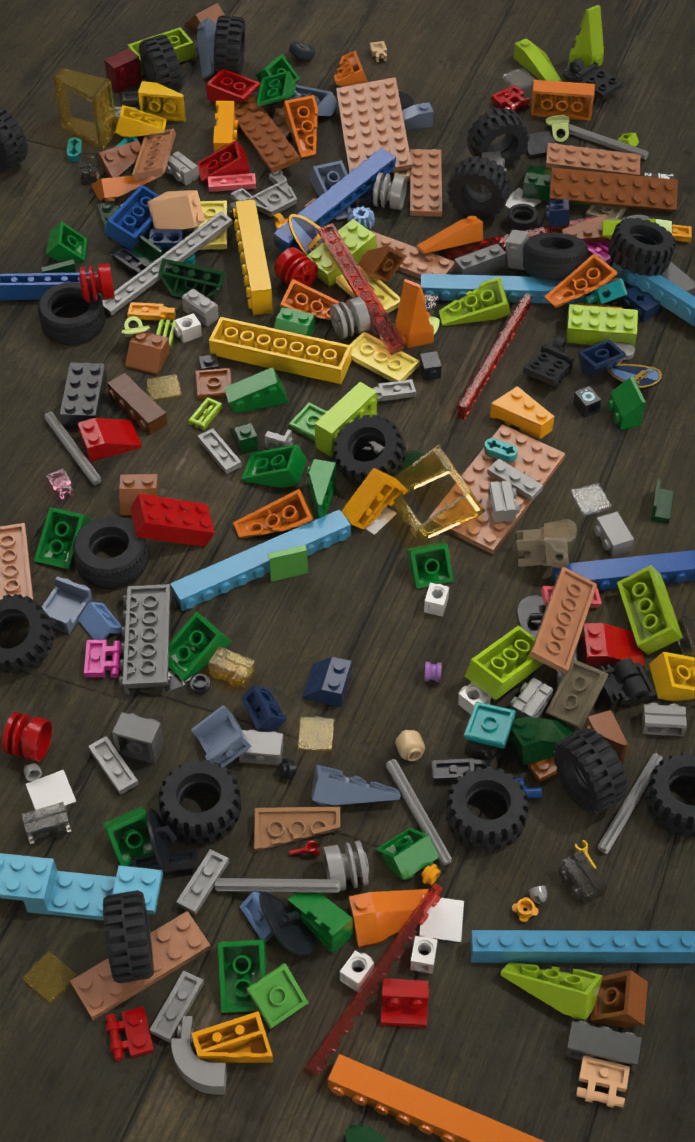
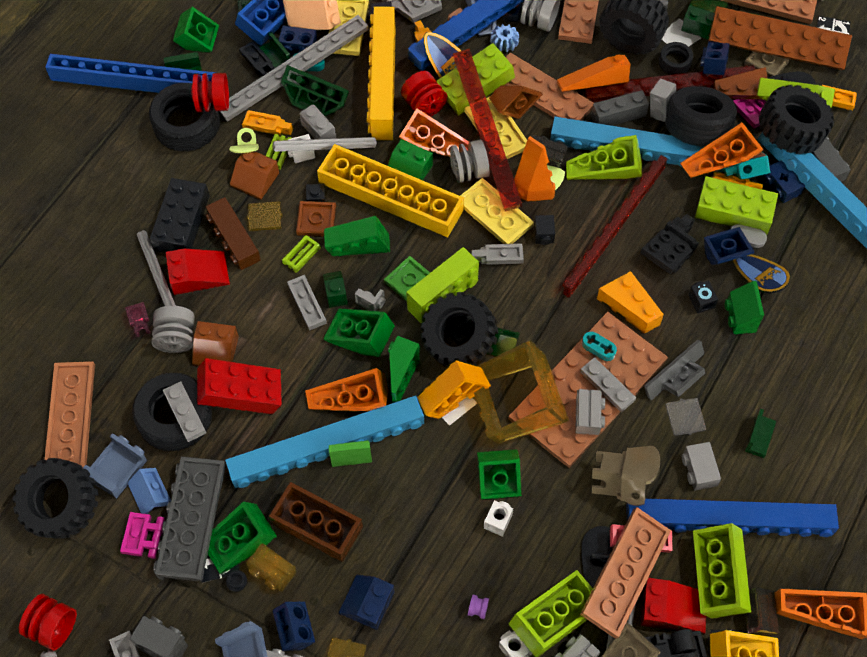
camera: 10 degrees right, 10 degrees up
(58, 538) = (124, 382): green slope -> none
(97, 485) = (173, 329): none -> light grey wheel
(125, 544) = (184, 411): none -> light grey plate
(210, 319) = (323, 144): none -> light grey axle
(267, 623) = (316, 521): none -> reddish brown brick
(576, 464) = (679, 373): none -> dark grey bracket

